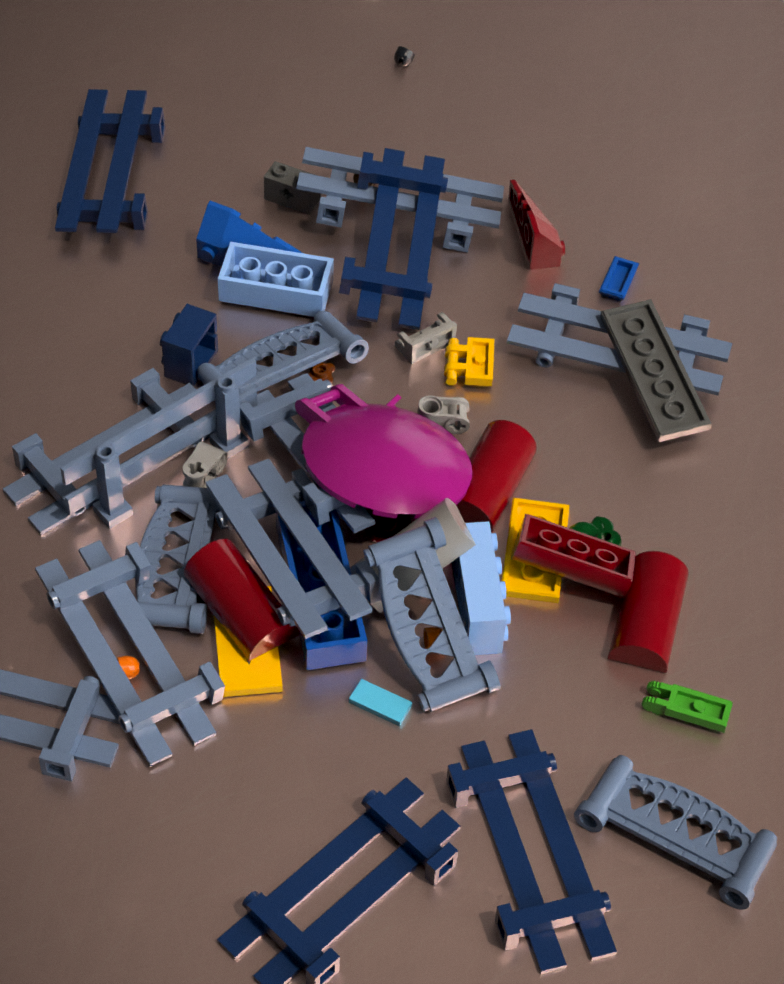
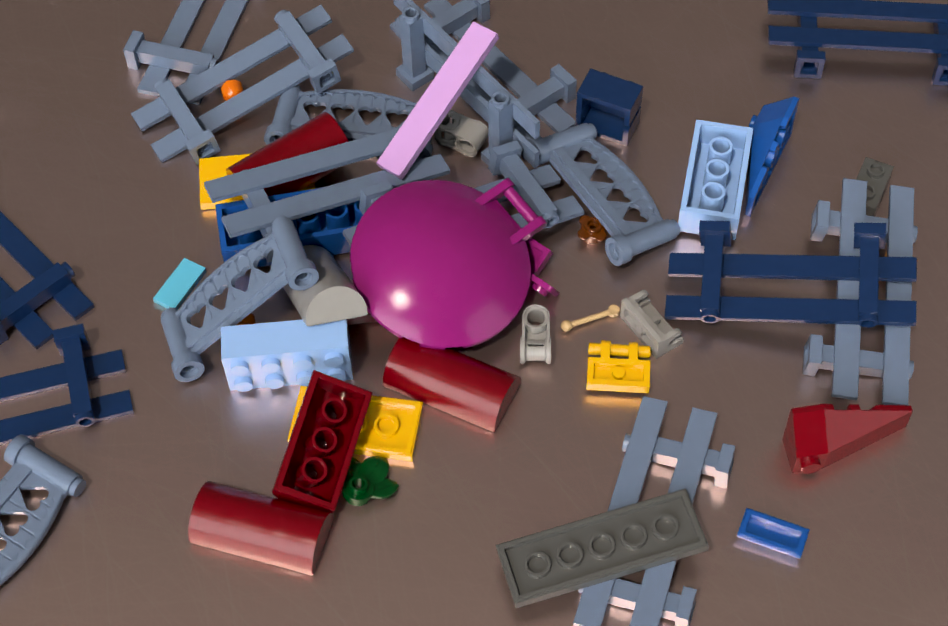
camera: 95 degrees right, 5 degrees up
(213, 439) = (437, 100): none -> lavender tile
(408, 367) = (613, 311): none -> tan hinge
(688, 705) = (137, 556): bright green hinge -> none

